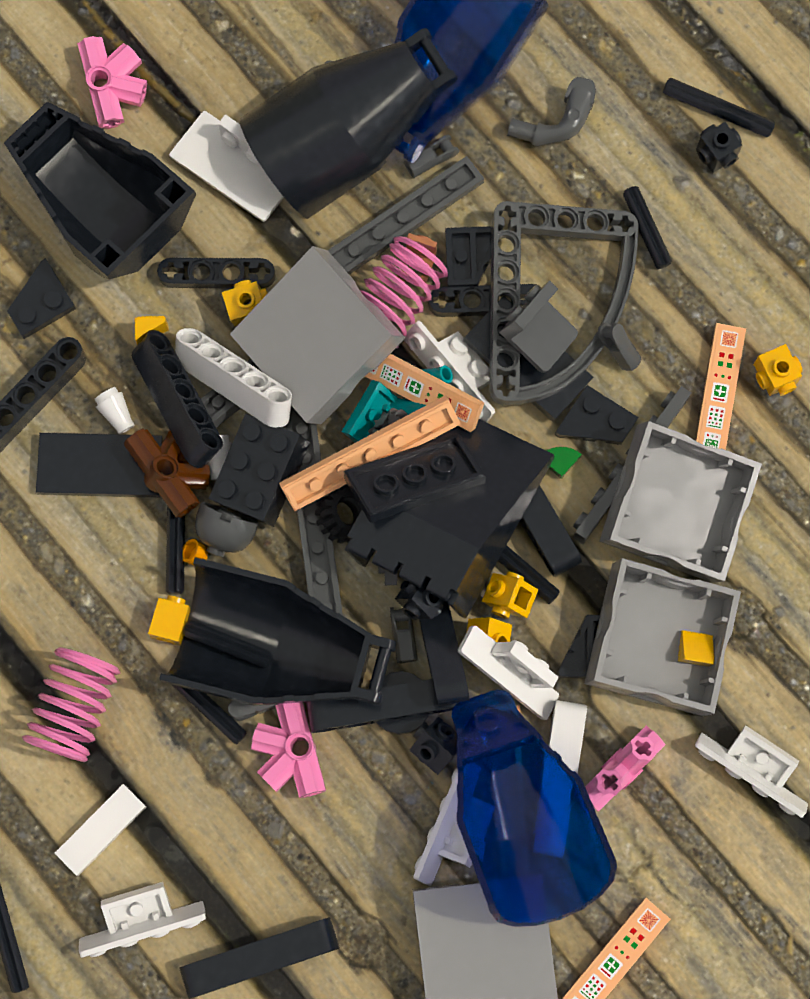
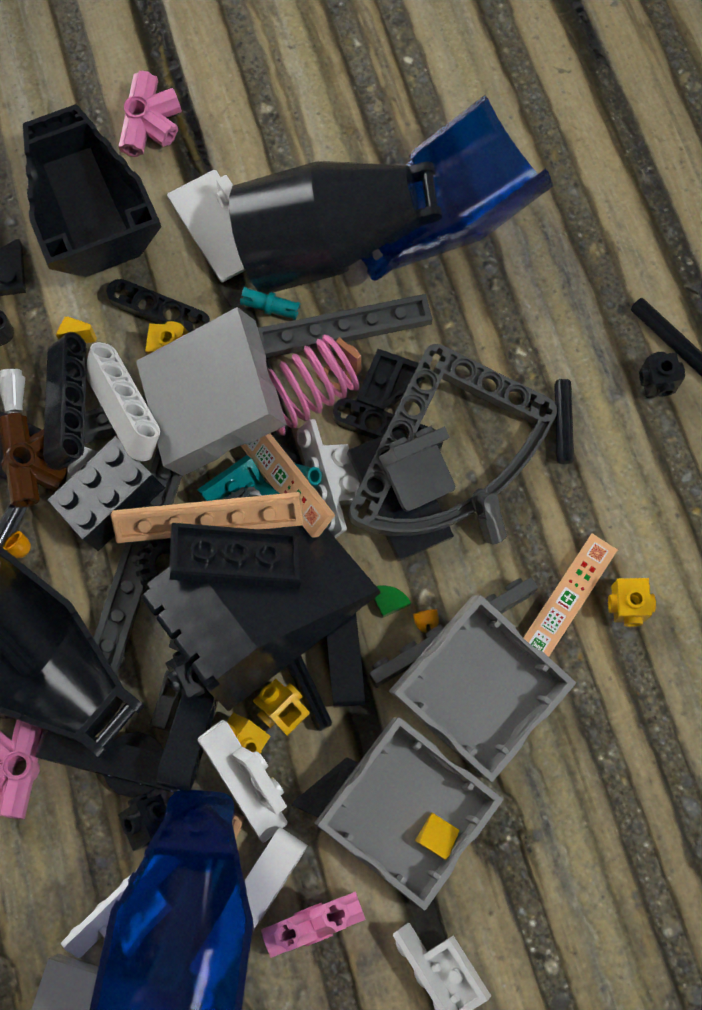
camera: 25 degrees right, 5 degrees down
(223, 529) = (49, 533): dark grey cylinder -> none
(322, 224) = (270, 303): none -> teal pin
(428, 157) = (390, 283): dark grey bar -> none
(579, 101) = (549, 286): dark grey piece -> none
(597, 418) = (440, 576): black wing -> none
(600, 462) = (426, 617): none -> light orange hinge

